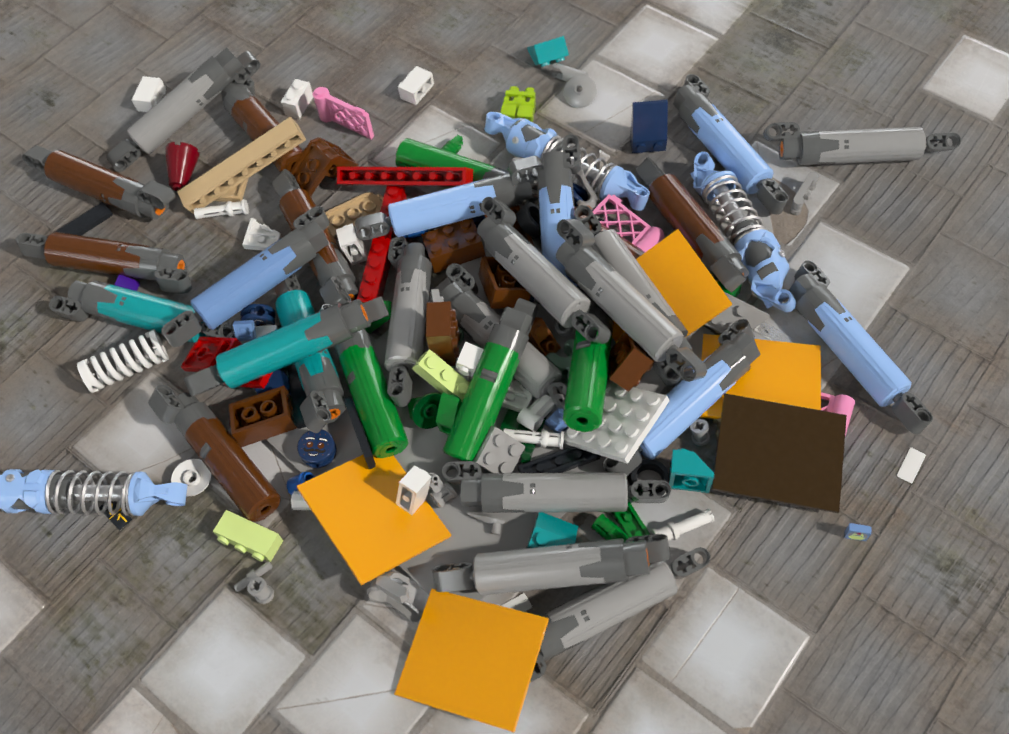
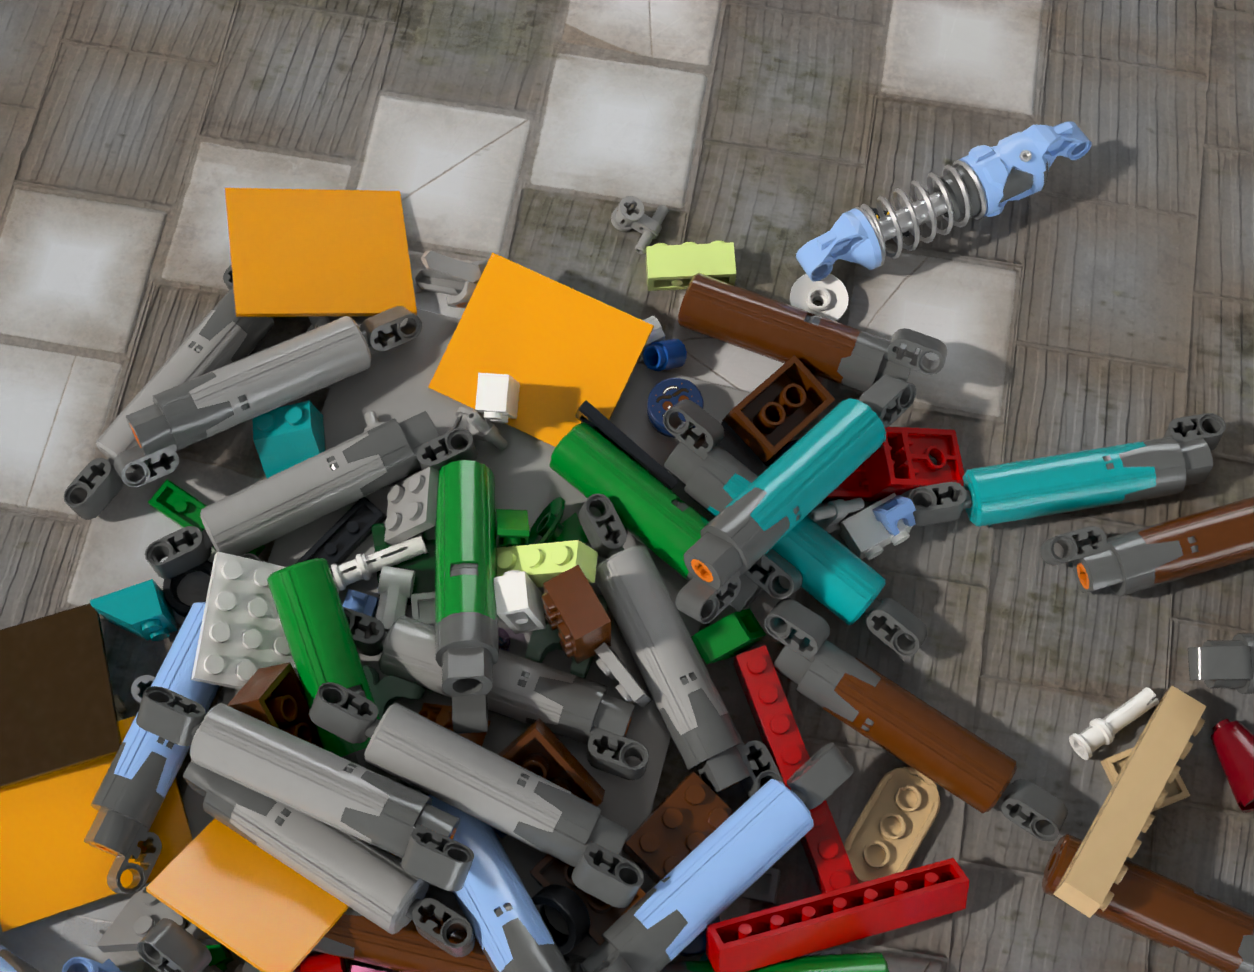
camera: 145 degrees right, 10 degrees up
(94, 384) = (1017, 441): white piece -> none
(125, 282) = (1146, 514): dark purple slope -> none
(252, 278) = (929, 589): piece -> none
(259, 236) = (1009, 704): white wing -> none
(259, 313) = (900, 553): dark blue head -> none
(318, 160) = (1008, 889): reddish brown bracket -> none
(351, 245) = (849, 739): white brick -> none
(608, 529) = (215, 488): green hinge -> none
(674, 530) = (135, 532): white pin -> none

